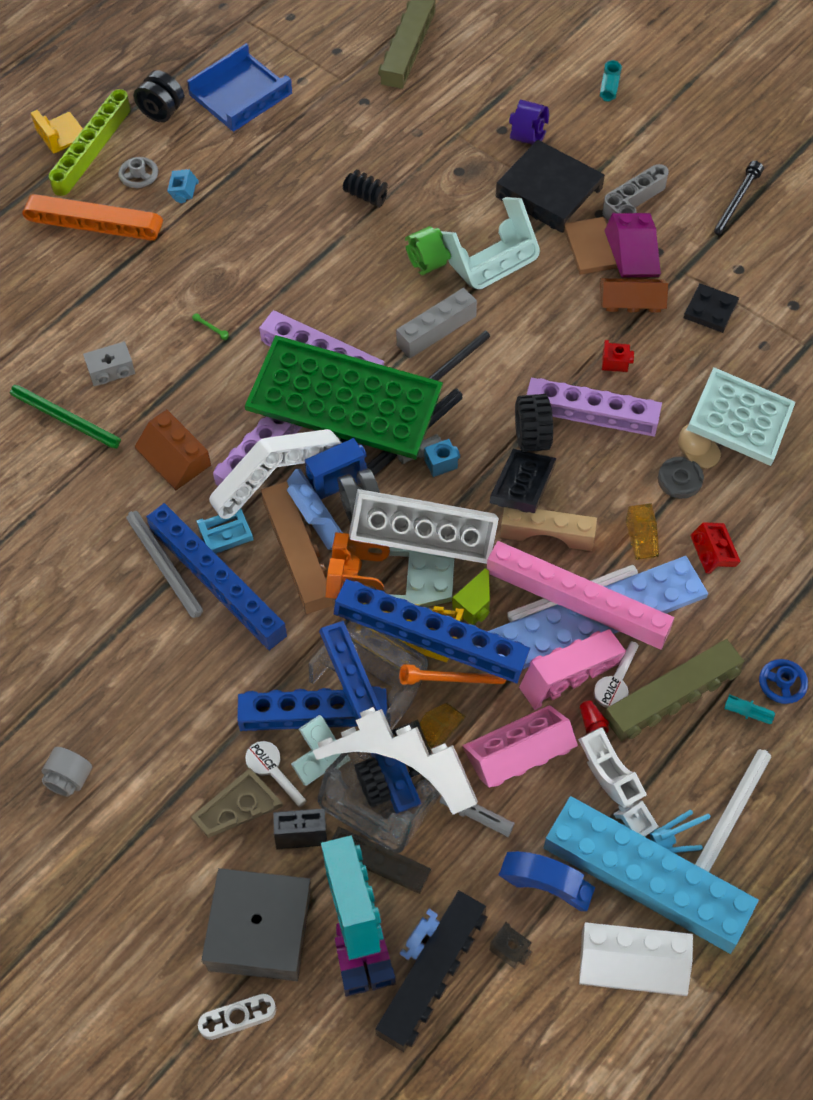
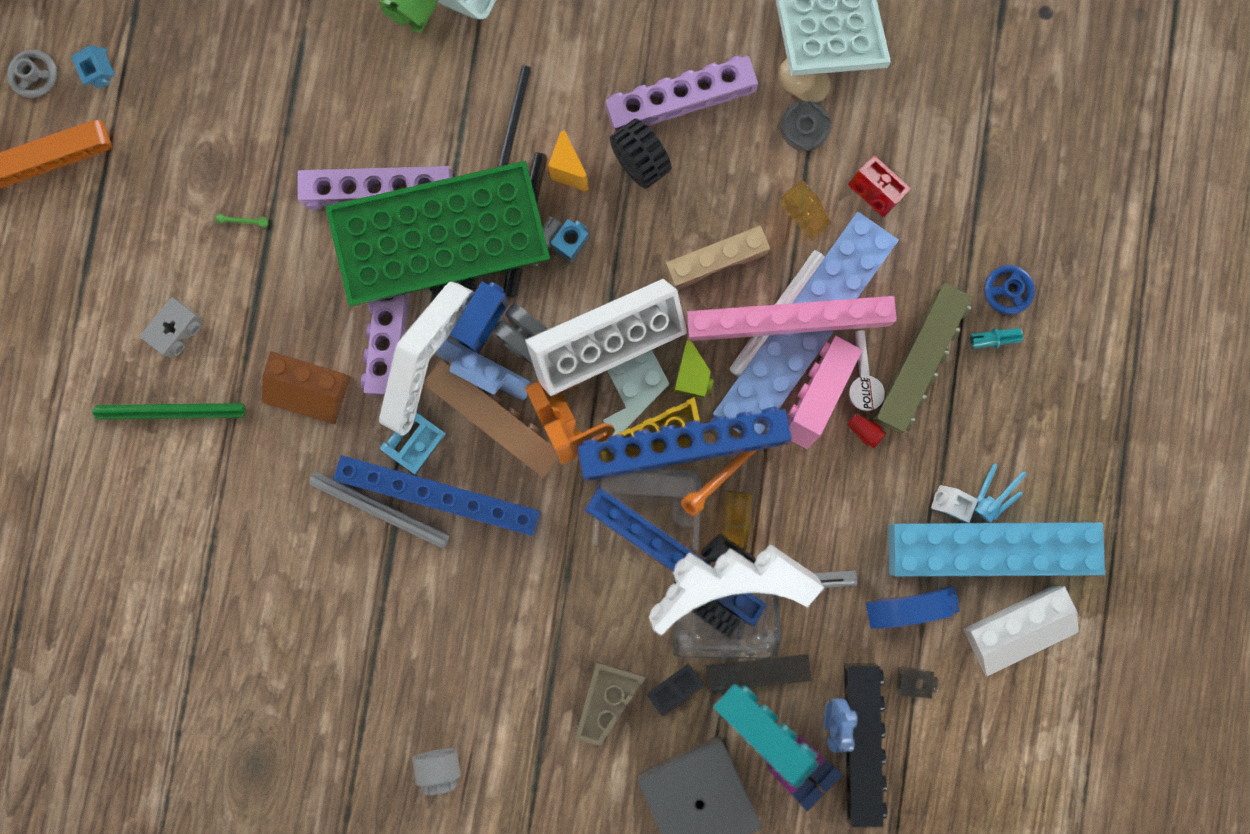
camera: 30 degrees left, 25 degrees up
(264, 760) = (601, 645): white piece -> none
(276, 718) = (563, 614): blue brick -> none
(307, 766) = (641, 600): light aqua plate -> none
(436, 323) = (470, 85): light grey brick -> none
(470, 403) = (566, 166): none -> light orange slope
(520, 746) = (818, 495): bright pink slope -> none
(523, 481) = (668, 225): black plate -> none
(609, 771) = (913, 474): white arch -> none
(616, 357) = (667, 28): red brick -> none
(733, 810) = (1031, 446): white axle -> none

